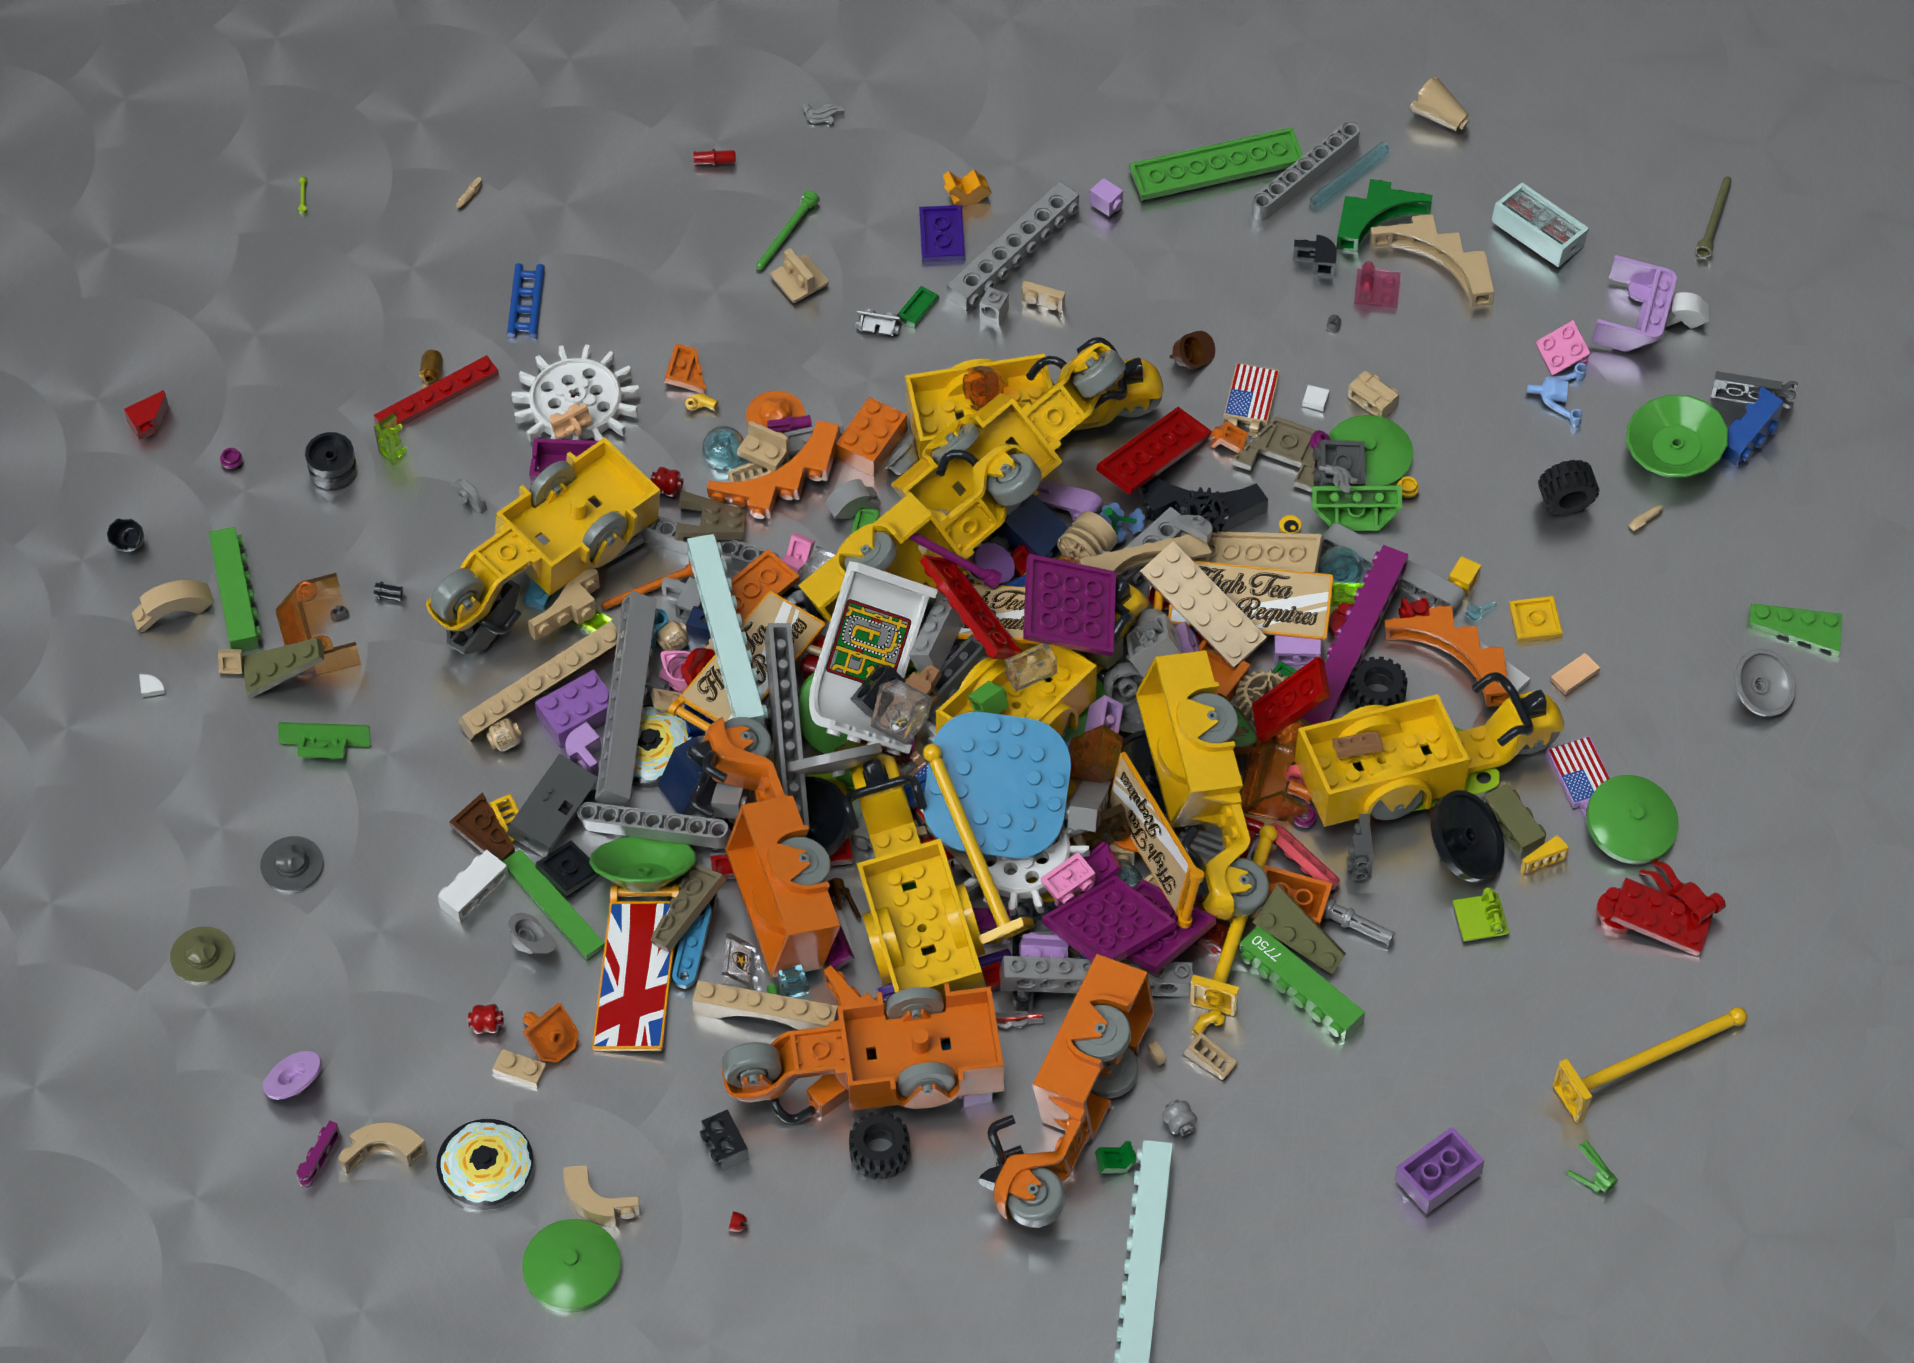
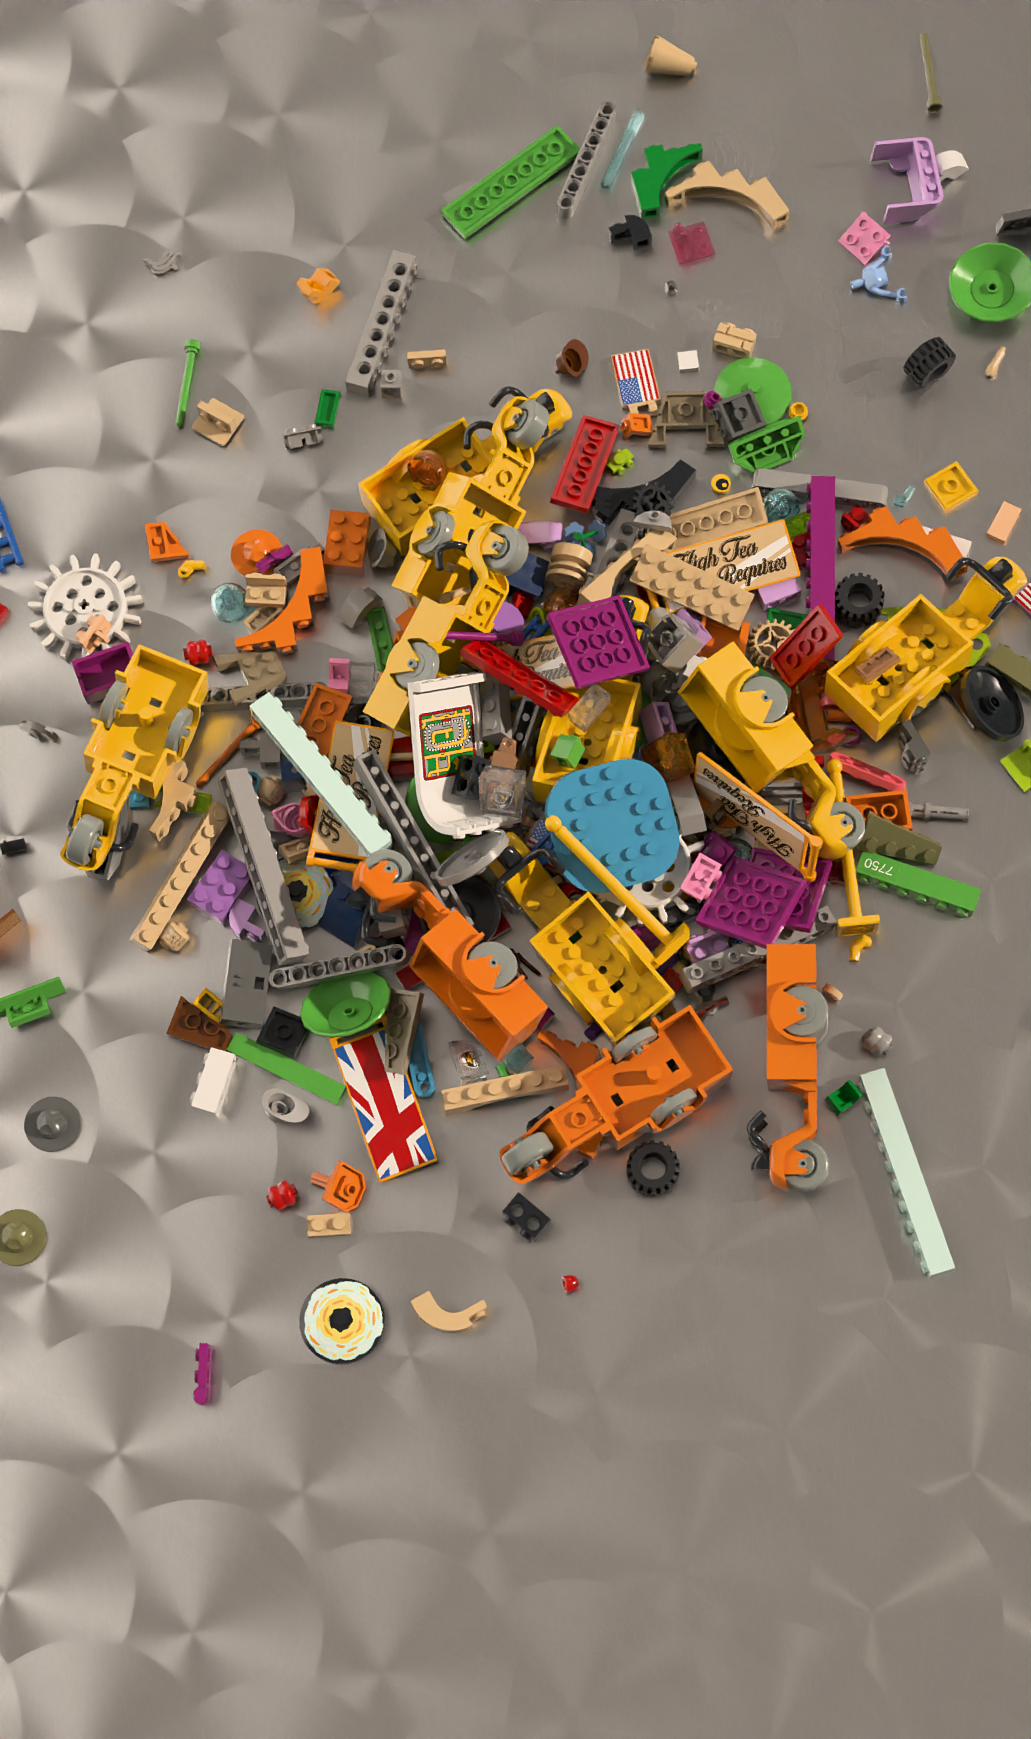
camera: 20 degrees left, 15 degrees up
(292, 1075) = (148, 1315): lavender hat -> none
(382, 1138) = (248, 1336): tan arch -> none
(571, 1265) = (454, 1378): bright green dish -> none
(714, 157) = (94, 339): red axle -> none
(942, 233) = (315, 333): dark purple tile -> none
(1106, 197) = (437, 248): lavender brick -> none
(1189, 466) = (621, 458): none -> lime piece
(1215, 1050) = (864, 981): tan slope -> none
(1341, 476) = (749, 428): light grey piece -> none
(1465, 574) = (880, 471): yellow brick -> none
(1539, 224) = (797, 135): light aqua brick -> none

